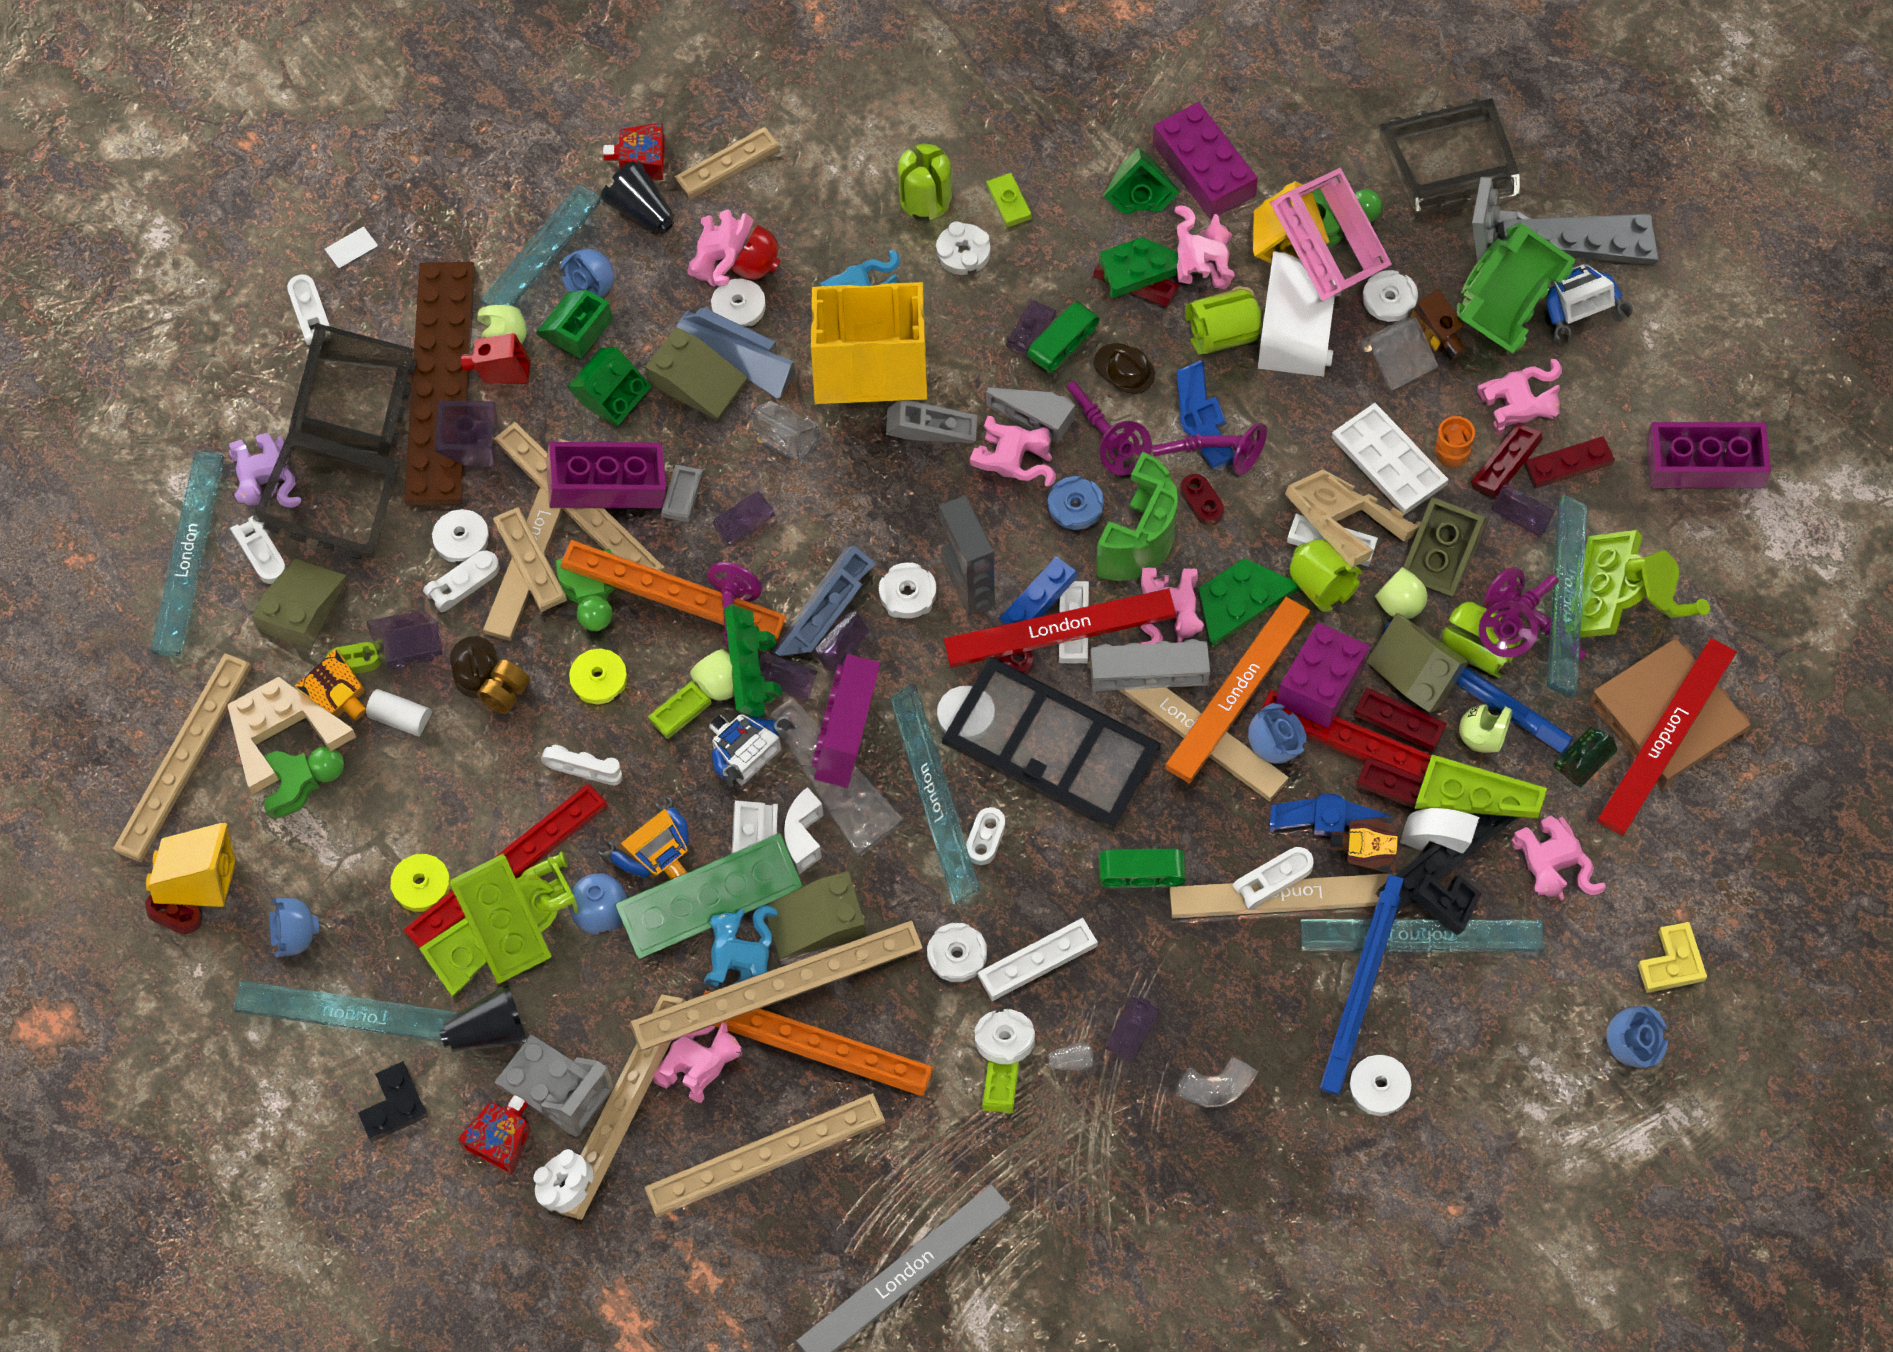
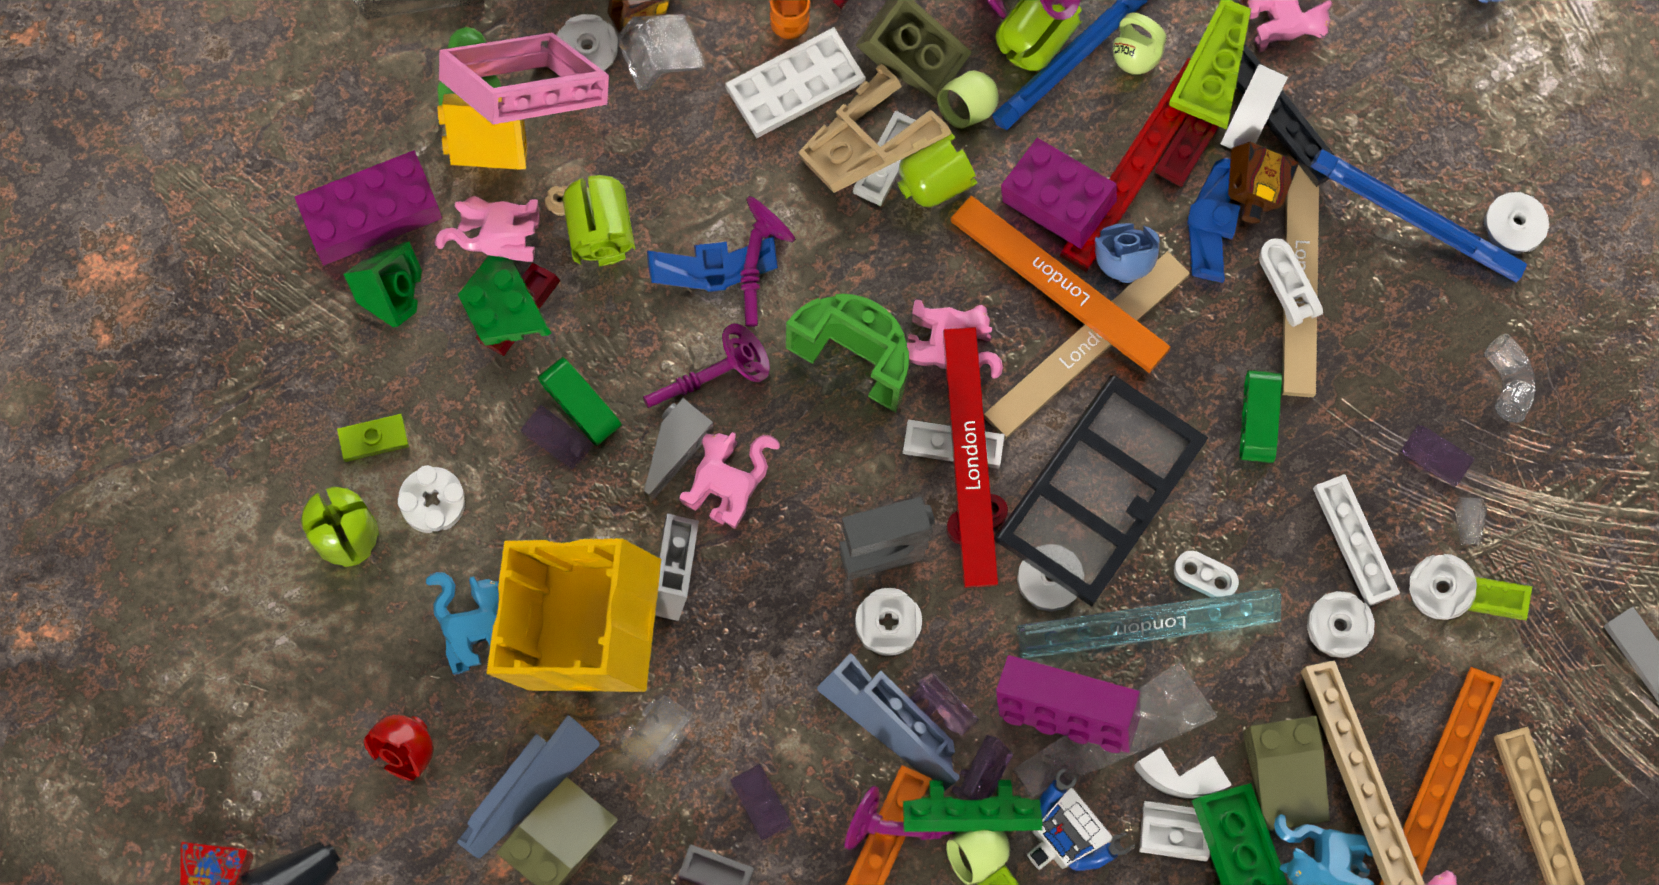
camera: 90 degrees left, 10 degrees up
(719, 243) = (381, 783): bright pink animal -> none
(727, 163) = (248, 770): tan tile -> none
(744, 313) = (463, 794): white plate -> none
(1041, 592) = (919, 474): blue plate -> none
(1079, 491) = (801, 404): medium blue plate -> none
(1125, 367) = (626, 342): dark brown piece -> none
(1149, 665) = (1027, 368): light grey brick -> none
(1201, 497) = (814, 284): dark red plate -> none
(1241, 597) = (943, 266): green wing -> none
(1295, 321) = (606, 143): white windscreen -> none
(1400, 719) = (1112, 128): dark red plate -> none
(1417, 663) = (1060, 95): olive slope -> none
(1425, 936) = (1357, 150): clear light blue tile -> none
(1449, 906) = (1336, 116): black plate -> none

